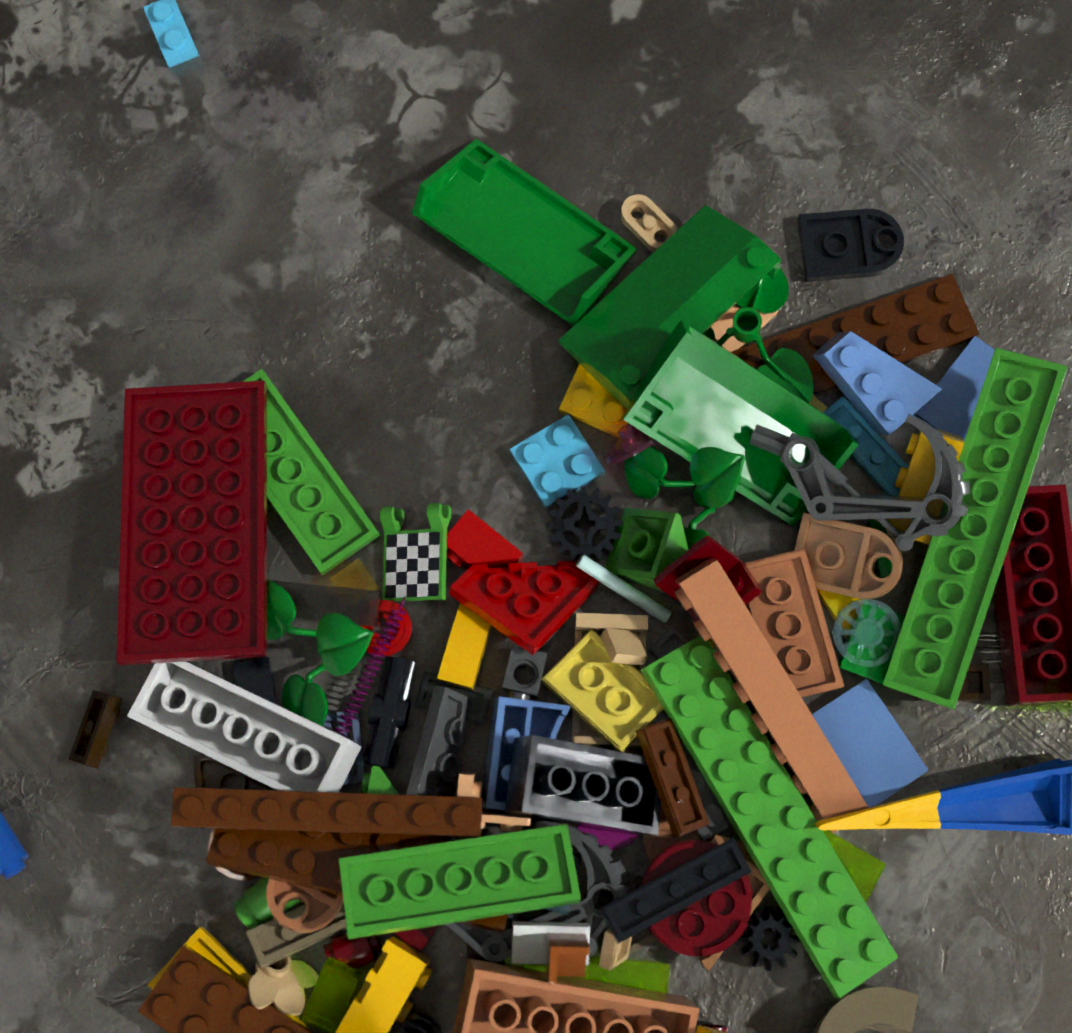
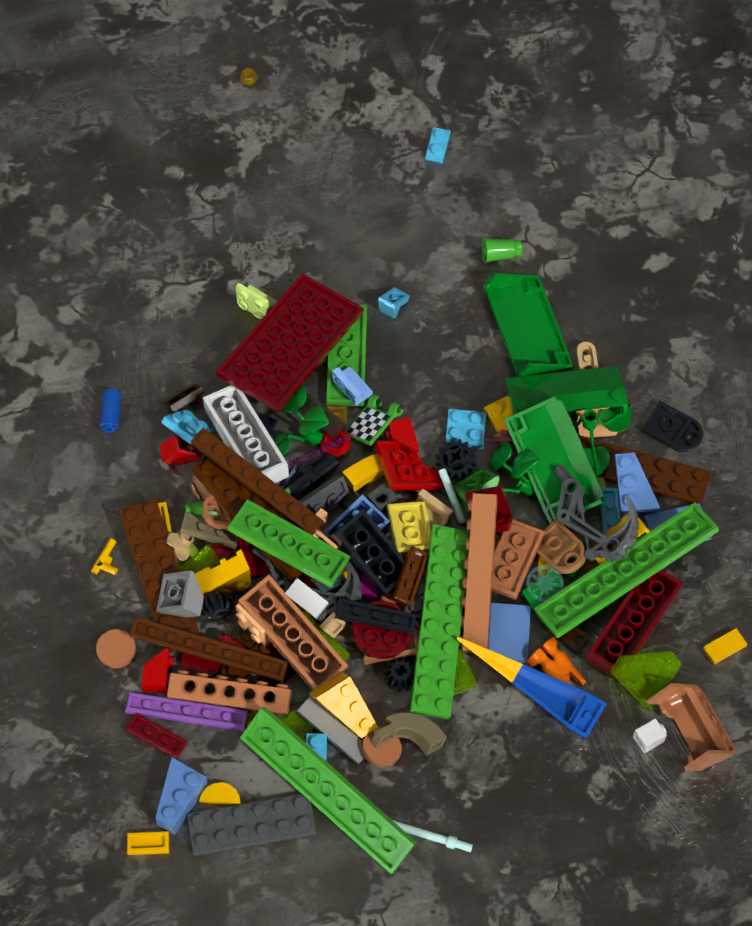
camera: 35 degrees right, 15 degrees down
(85, 483) = (254, 300): none -> yellowish green bracket
(137, 777) = (184, 424): none -> medium azure plate
(150, 826) = (178, 451): none -> red slope
(297, 334) = (392, 301): none -> medium azure slope
(340, 518) = (351, 385): none -> light blue panel
(392, 136) = (500, 249): none -> bright green plant
(565, 955) = (308, 602): dark orange panel -> none
(623, 646) = (432, 514): tan tile -> none
(983, 745) = (559, 666): none -> orange piece

